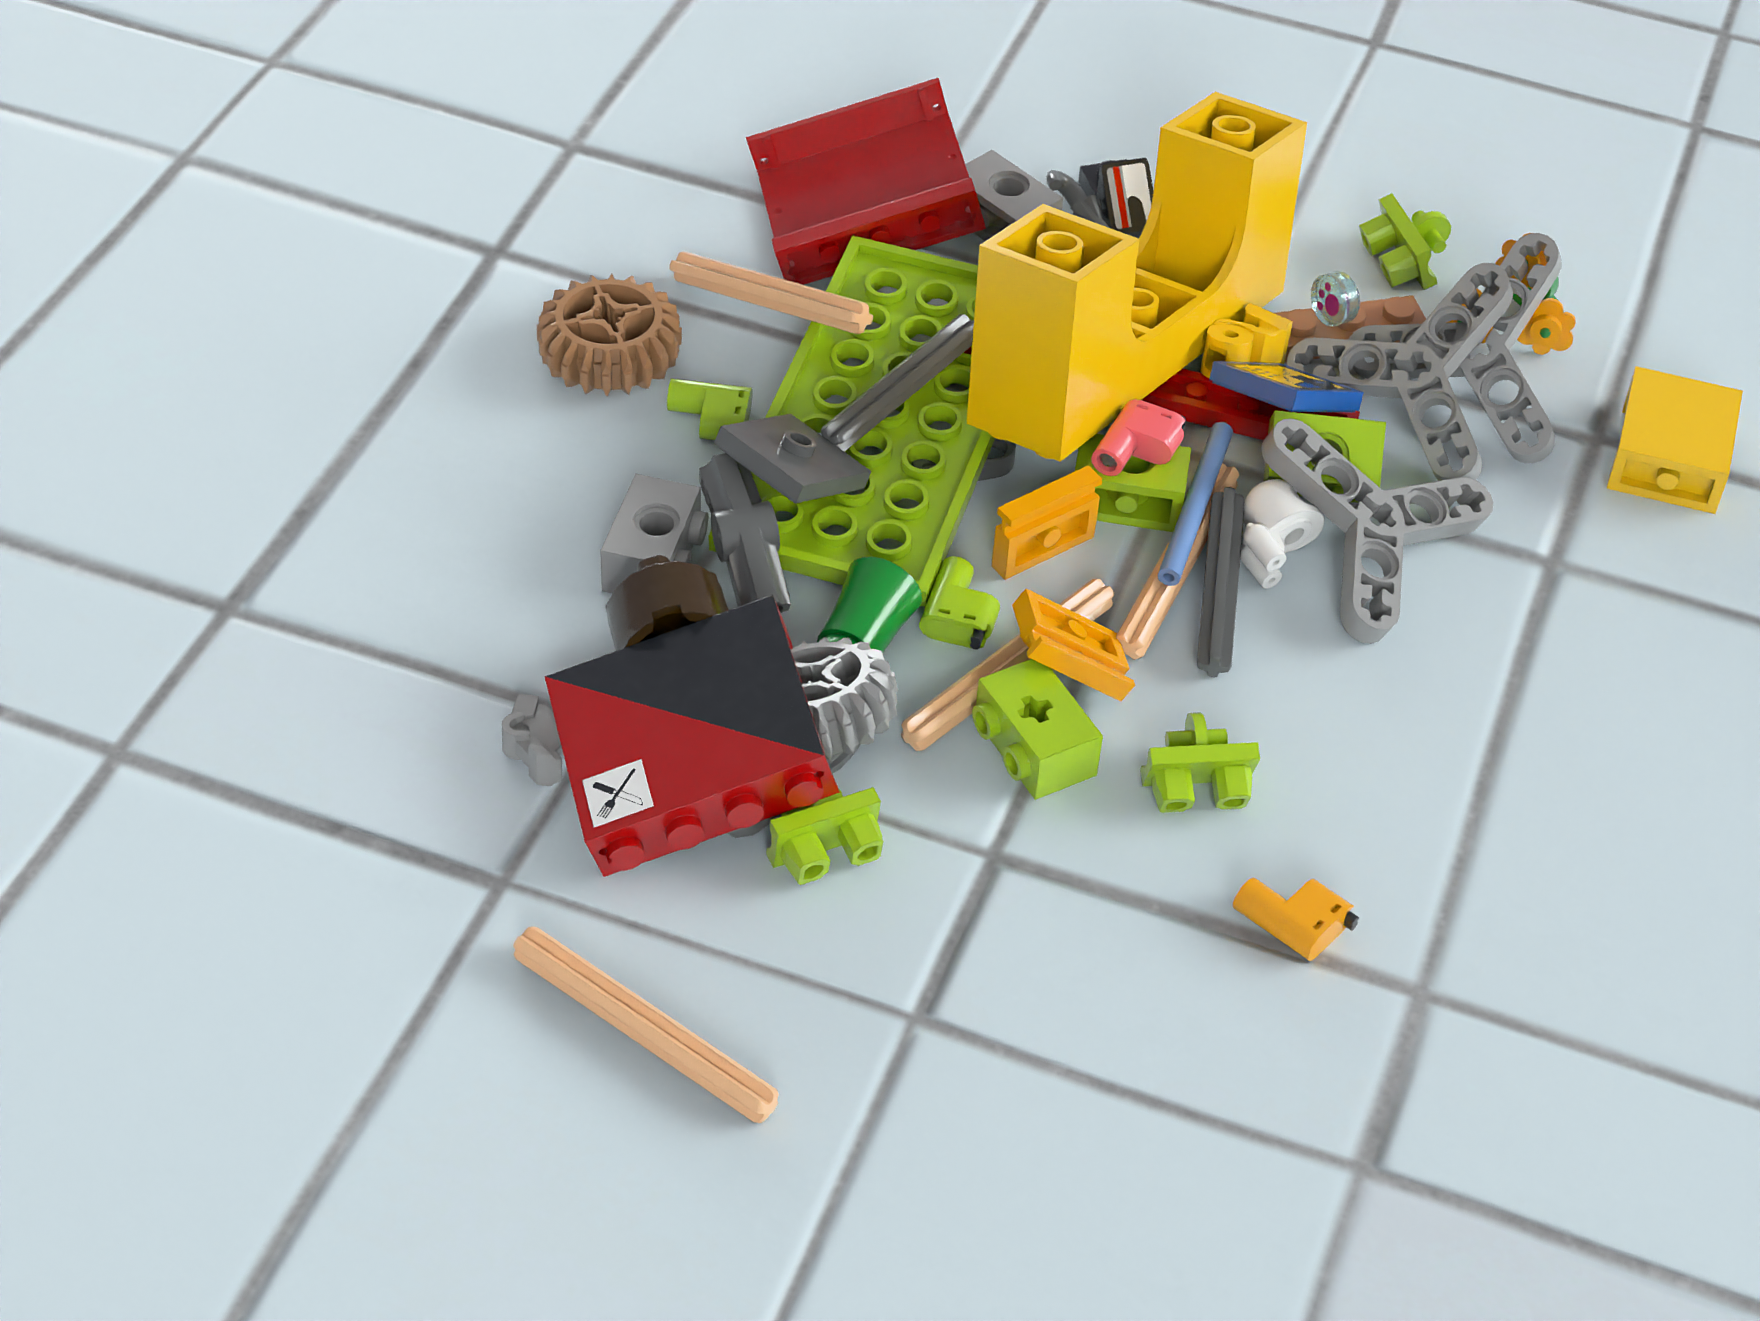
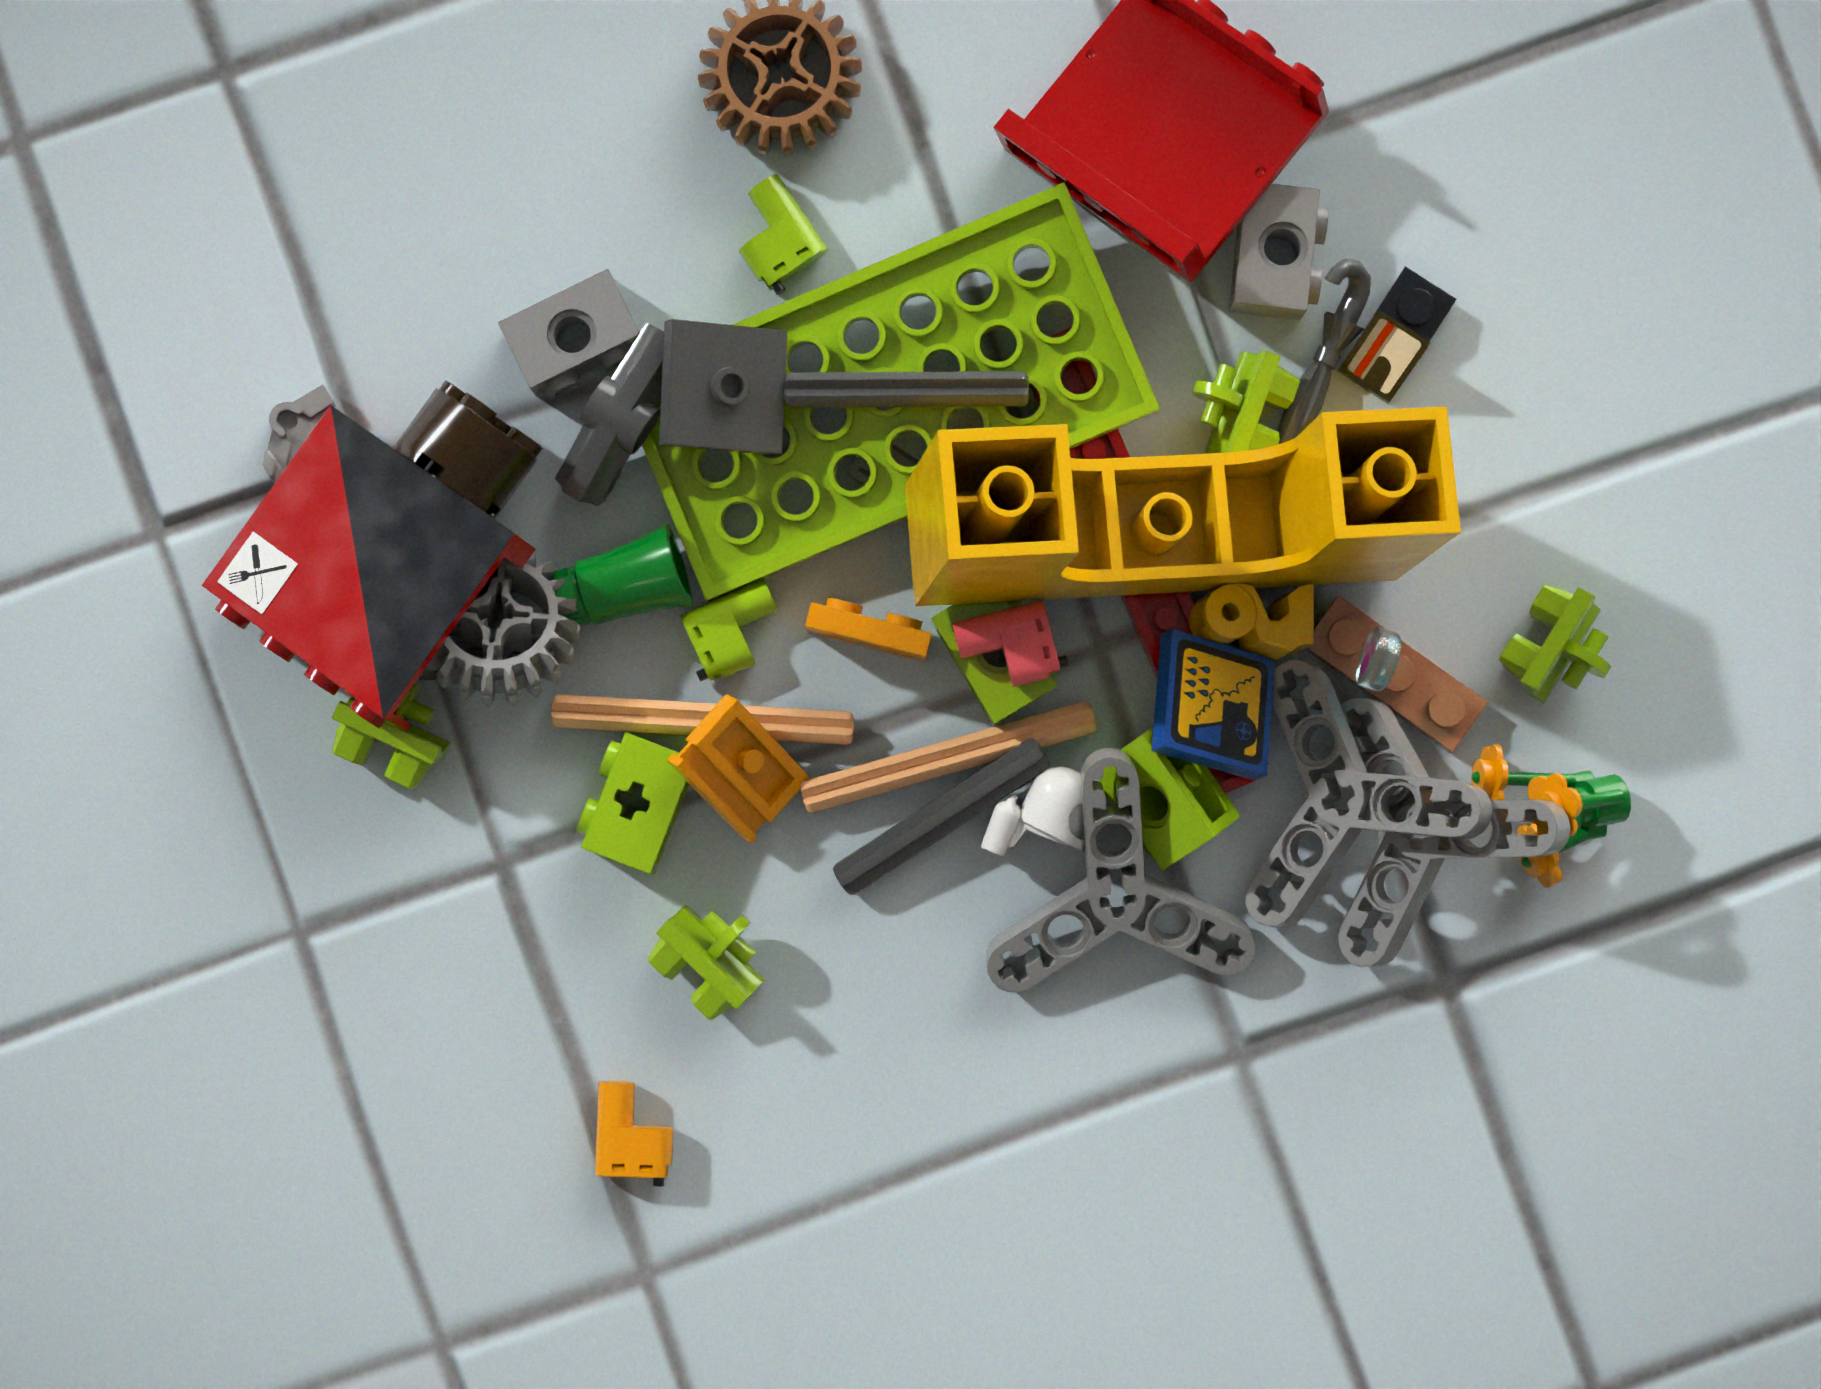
camera: 55 degrees right, 40 degrees up
(646, 1025) = (113, 755): light nougat axle -> none
(772, 292) = (933, 172): light nougat axle -> none
(1195, 504) = (1006, 733): medium blue piece -> none
(1676, 440) = (1484, 1066): yellow panel -> none

